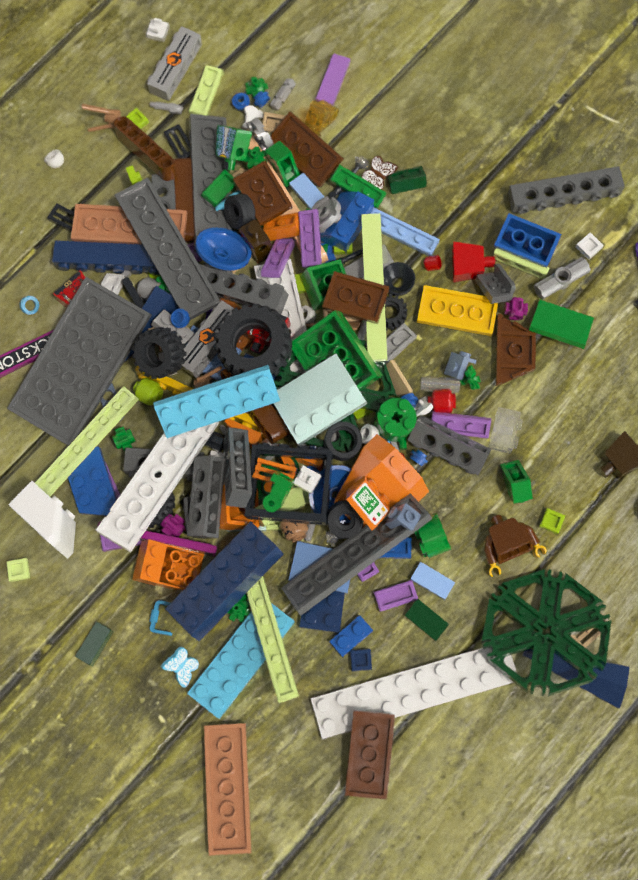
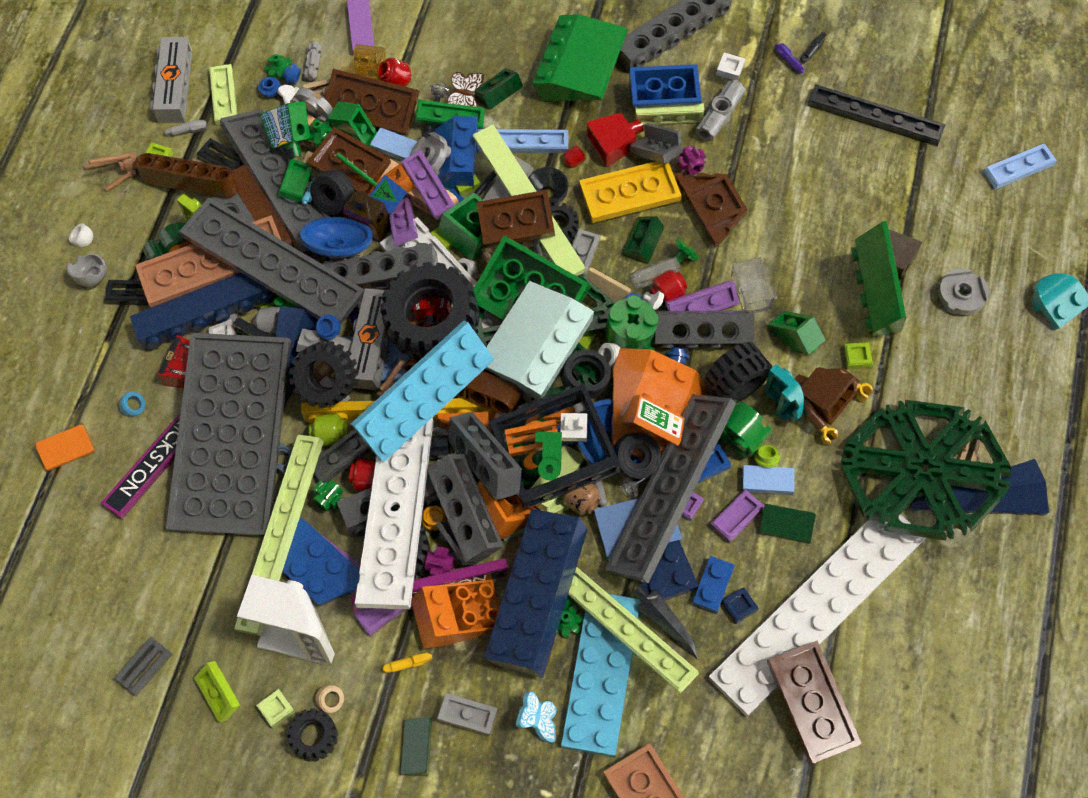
camera: 30 degrees left, 10 degrees down
(20, 595) = (300, 723): none -> black tyre
(45, 189) = (88, 270): none -> light grey hair
(55, 574) = (320, 697): none -> tan piece
(106, 195) = (168, 241): none -> dark green animal
(122, 584) = (412, 661): none -> yellow piece
(137, 640) = (467, 714): none -> light grey plate
(141, 416) = (340, 456): none -> dark grey tile
(152, 435) = (362, 474): none -> red head
(154, 618) = (473, 681): dark azure piece -> none
(157, 30) = (133, 55): white tile -> none
(184, 489) = (432, 516): none -> light orange plate
(276, 229) = (385, 191): none -> piece
(301, 636) = (660, 613): none -> black bar
(334, 134) = (394, 72): none -> red head
(404, 516) = (701, 414): sand blue bracket -> none
(440, 355) = (643, 239): none -> dark green slope
(440, 564) = (767, 456): none -> lime plate
(451, 494) = (738, 372): none -> black tyre
(457, 364) = (663, 242): sand blue bracket -> none
(476, 186) = (578, 59): none -> green slope
(478, 530) = (785, 392): none -> teal slope
(561, 324) = (748, 154): green tile -> none
(594, 477) = (879, 281): none -> green slope

